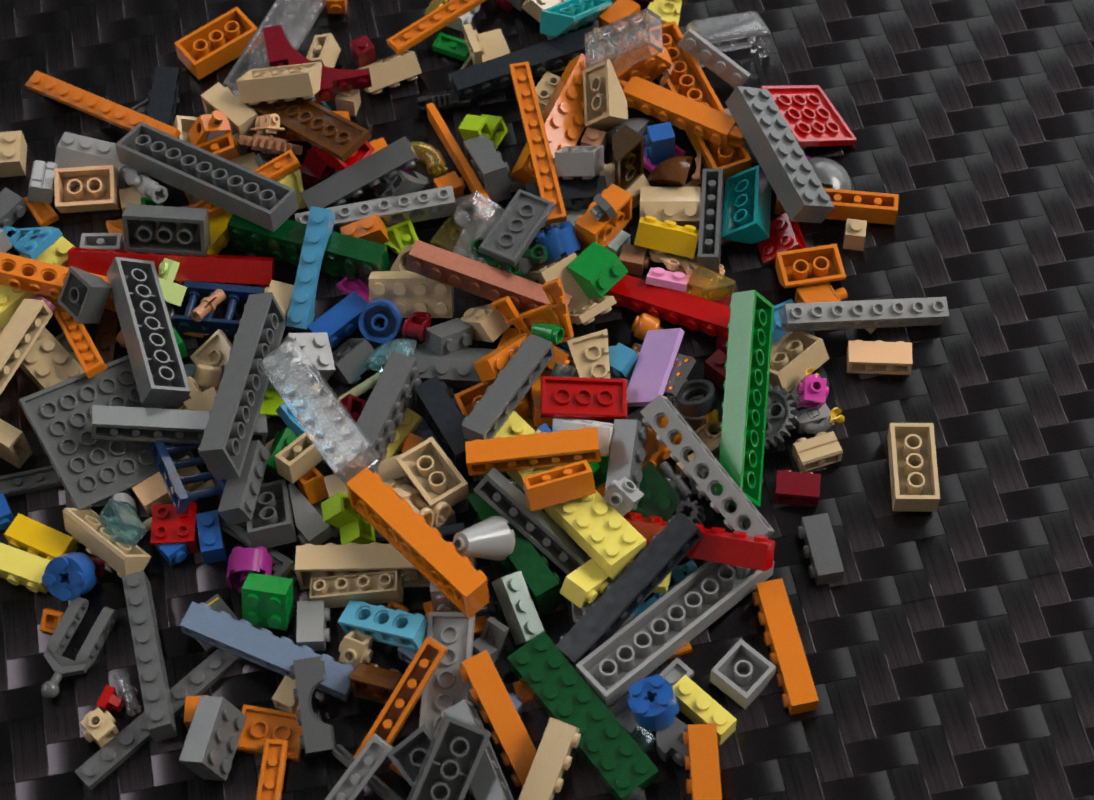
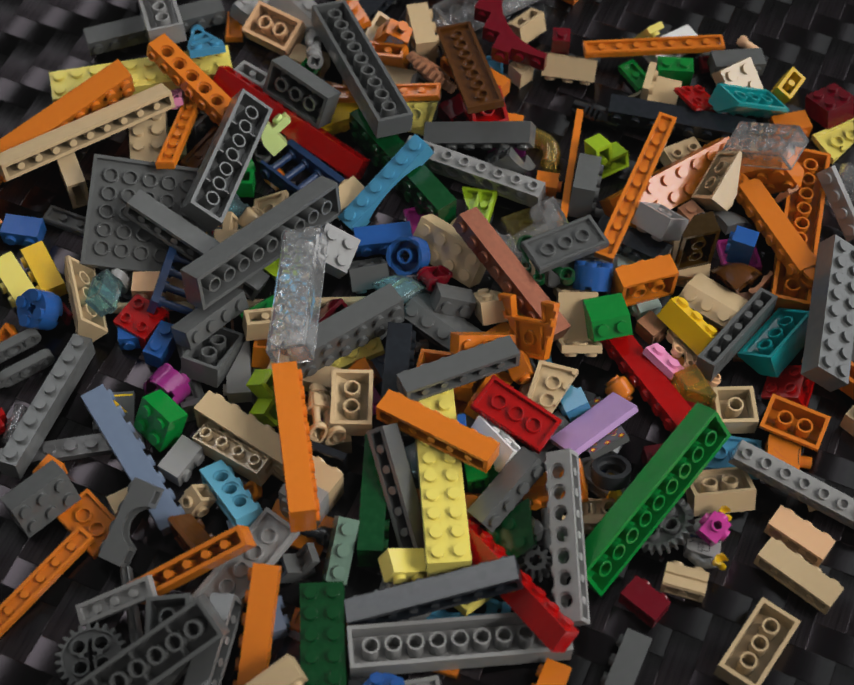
camera: 30 degrees right, 0 degrees up
(84, 296) = (204, 106): dark grey slope -> none
(214, 299) = (291, 167): nougat pin -> none
(267, 124) = (438, 54): light nougat hinge -> none
(280, 83) = (469, 27): tan slope -> none
(368, 228) = (457, 181): orange brick -> none
(486, 19) = (676, 68): none -> green brick
(486, 540) = (347, 477): light grey cone -> none
(525, 36) = (695, 97): none -> red bracket
(550, 332) = (528, 345): green cone -> none
(559, 485) = (433, 470): orange brick -> none
(563, 370) = (517, 382): clear light blue tile -> none
(602, 208) = (643, 268): dark grey tile -> none
(623, 495) = (481, 512): light grey brick -> none
(758, 277) = (737, 408): none -> tan brick
(901, 389) = (798, 575): none -> tan brick

